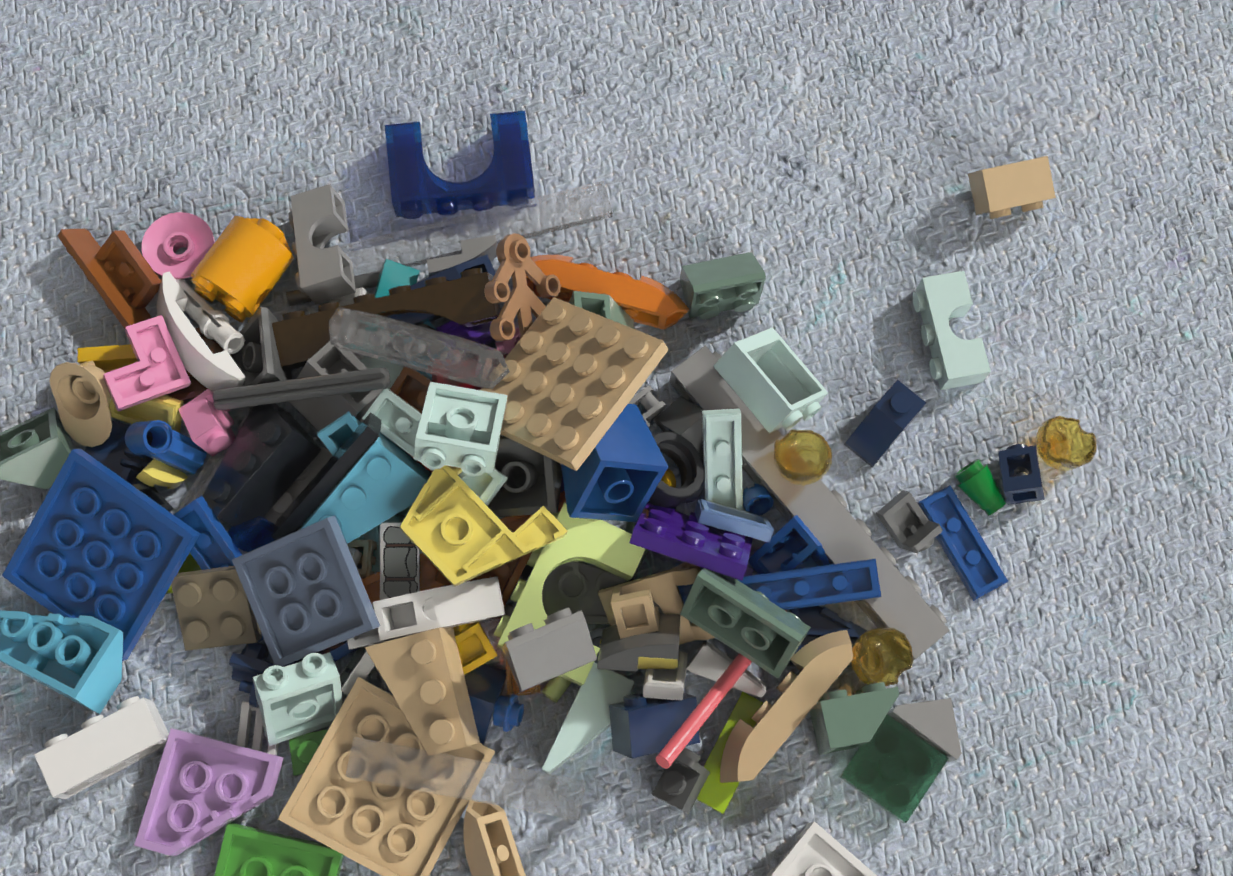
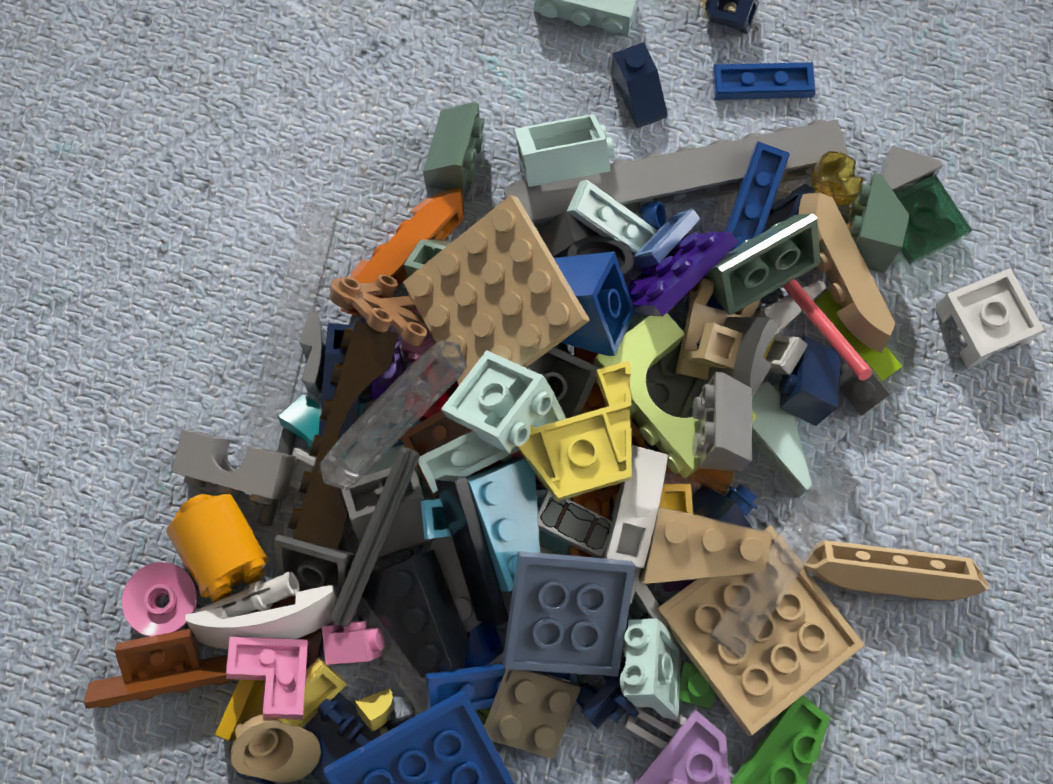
camera: 60 degrees left, 0 degrees up
(167, 445) = (354, 691): blue piece -> none
(420, 192) = (226, 359): clear blue arch -> none
(789, 549) = (712, 203): blue slope -> none
(802, 457) = (646, 153): clear yellow hair -> none
(908, 523) = (732, 110): dark grey bracket -> none
(980, 486) = (724, 43): green cone -> none

